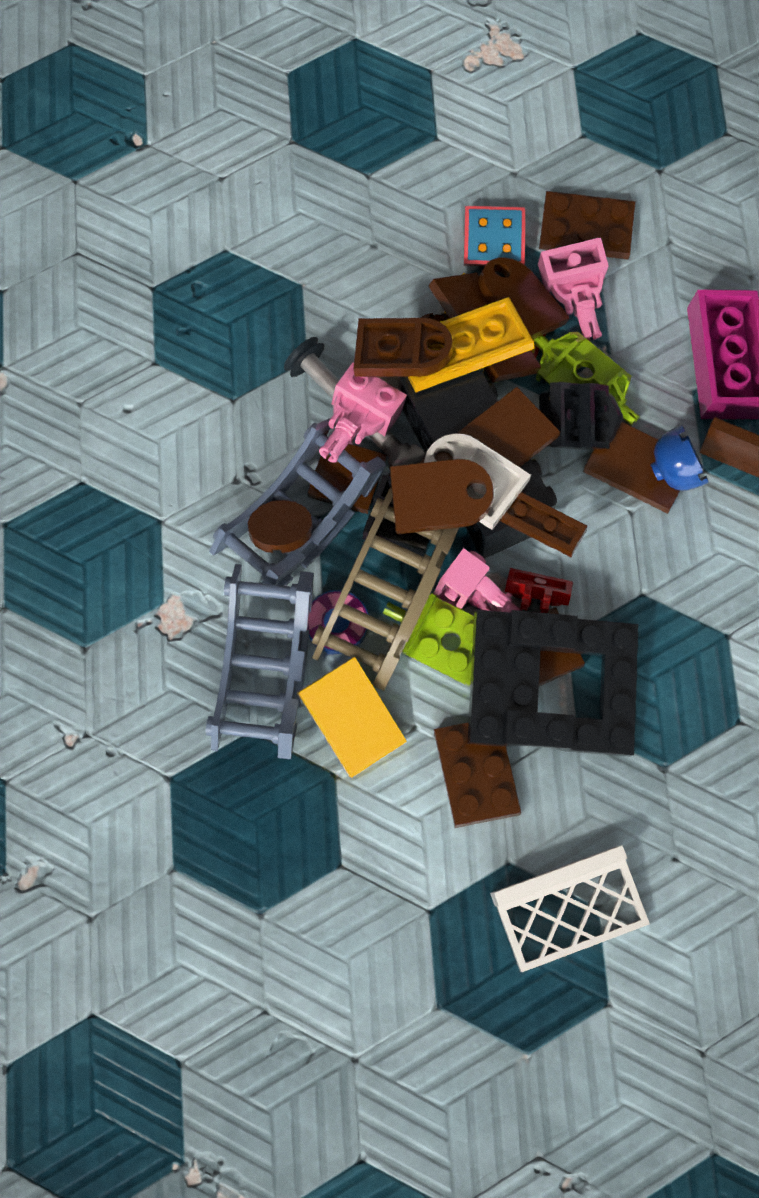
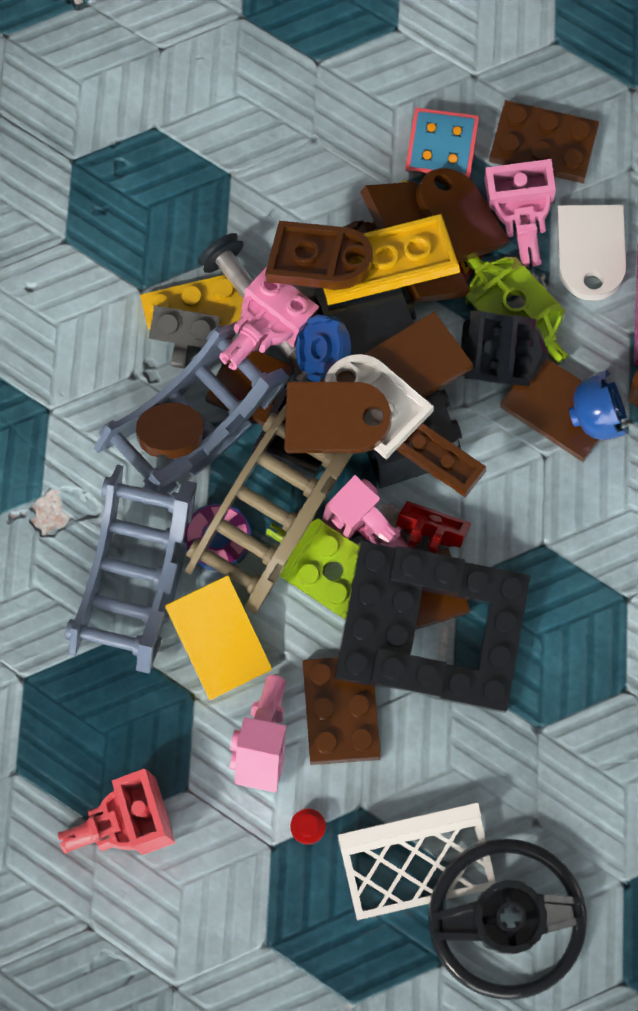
camera: 10 degrees right, 0 degrees up
(277, 431) = (181, 328): none -> dark grey plate
(284, 409) = (208, 296): none -> yellow wing
(287, 902) = (126, 819): none -> coral brick
(409, 813) = (261, 741): none -> bright pink brick
(414, 431) = (322, 345): none -> blue tile
(461, 887) = (307, 826): none -> red plate
(645, 314) = (591, 246): none -> white tile
(645, 958) = (482, 920): none -> black piece

